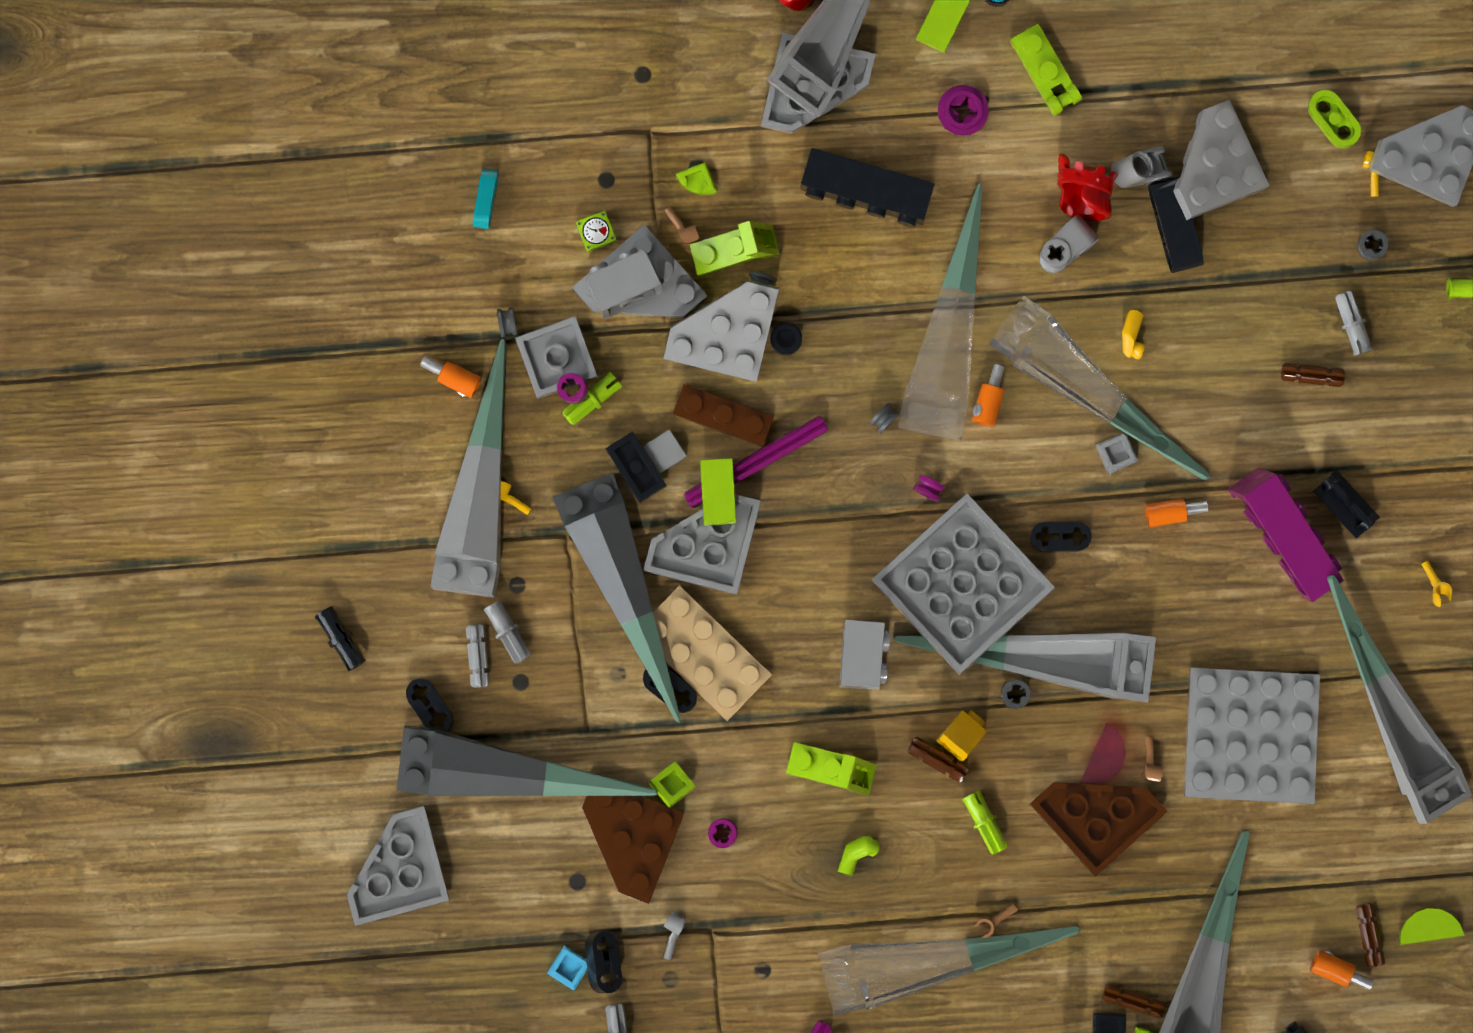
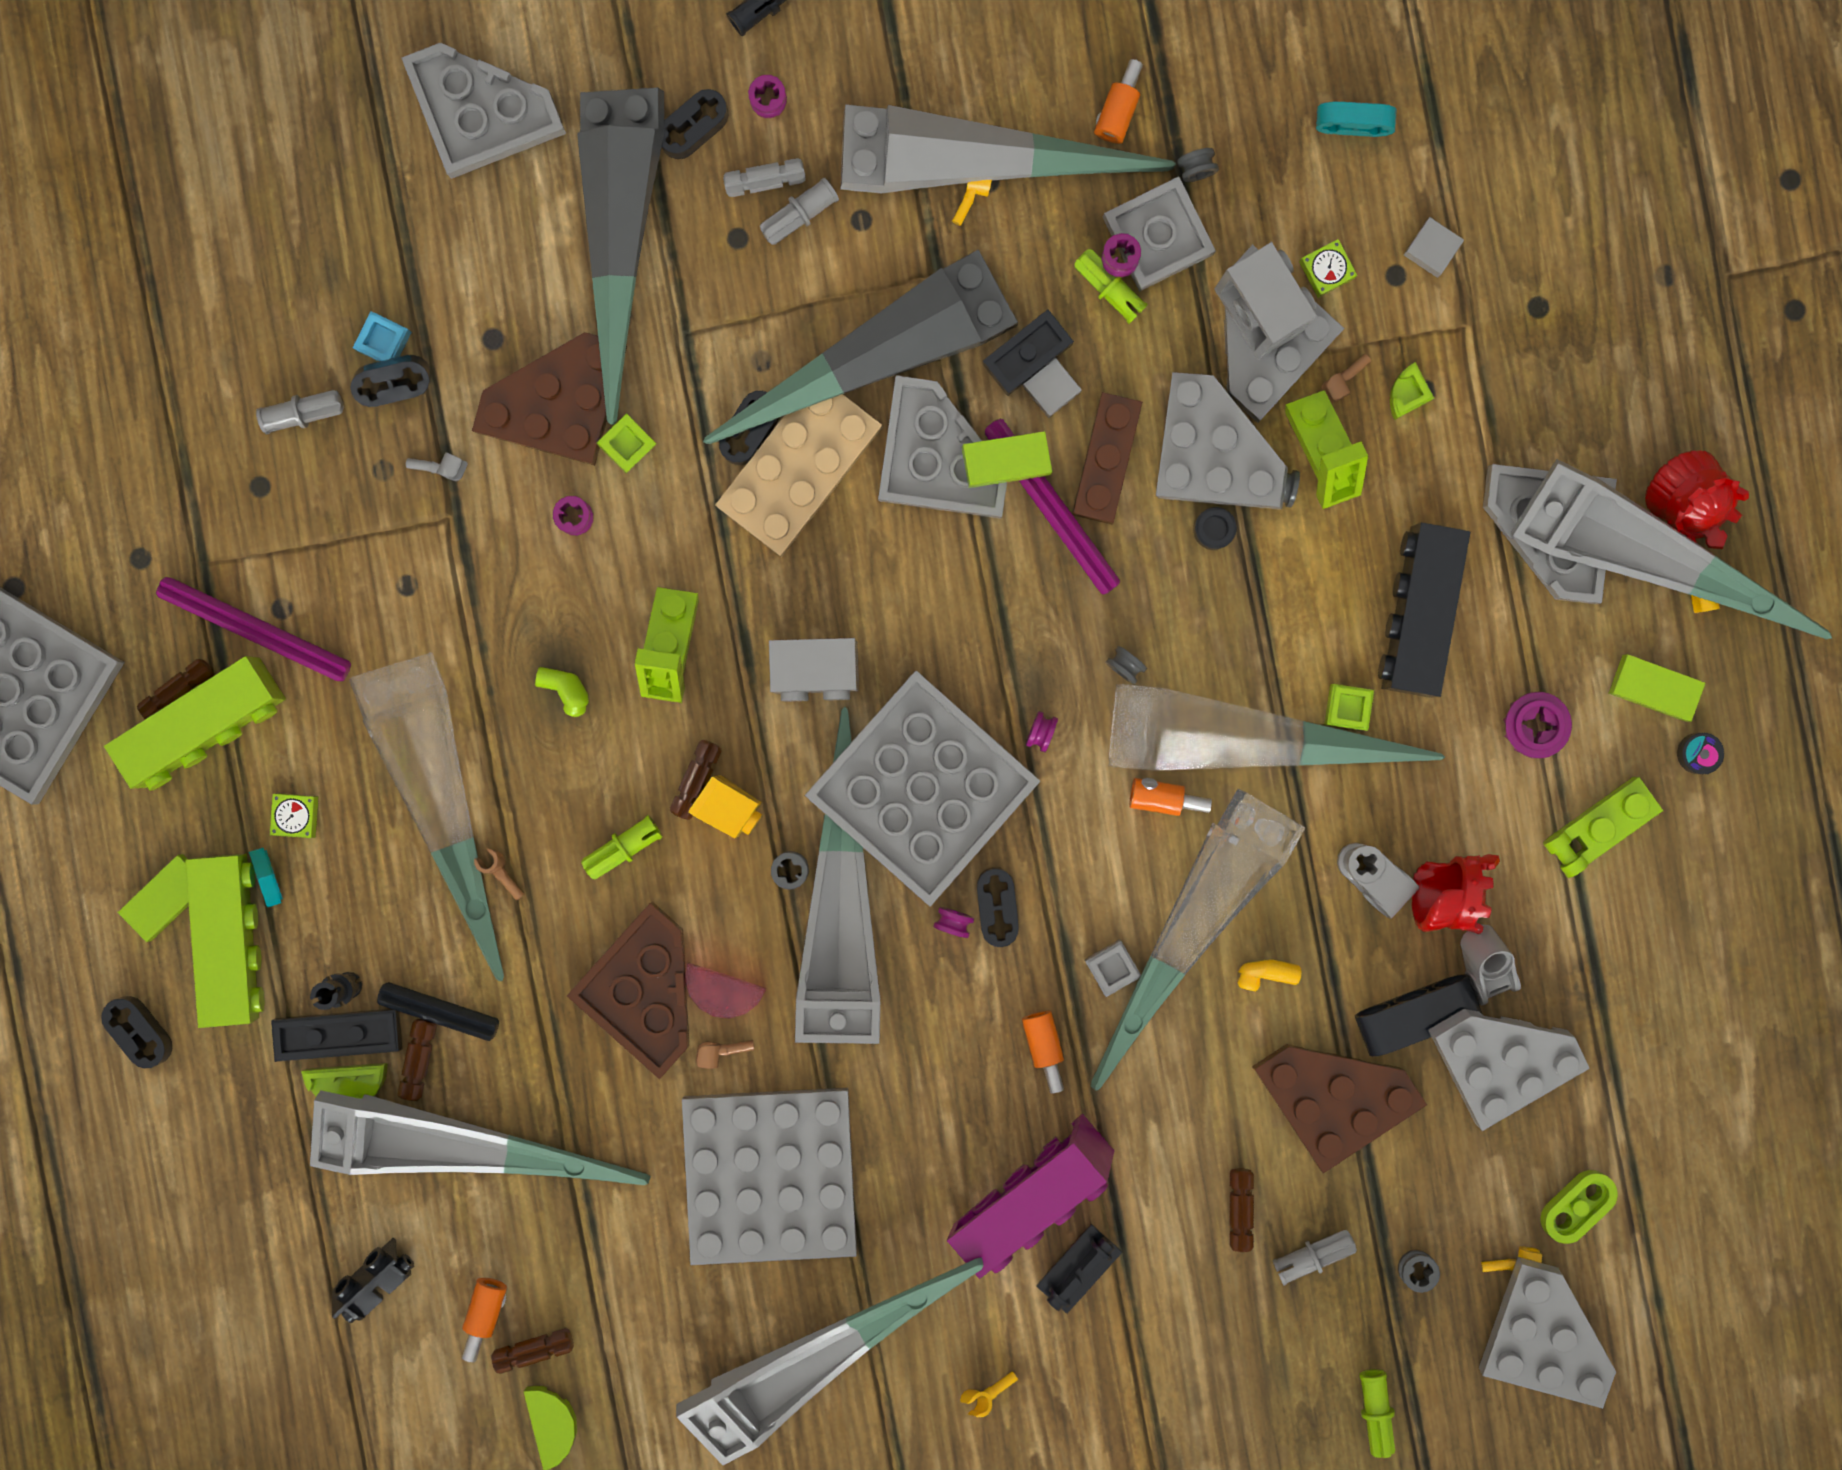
camera: 80 degrees right, 5 degrees up
(406, 651) = (775, 106): none -> magenta bush
(589, 150) = (1433, 247): none -> light grey tile
(934, 251) = (1349, 707): none -> lime tile
(1069, 571) = (953, 922): none -> magenta bush
(1098, 980) = (438, 1011): none -> black axle
(1235, 293) = (1337, 1099): none -> reddish brown plate

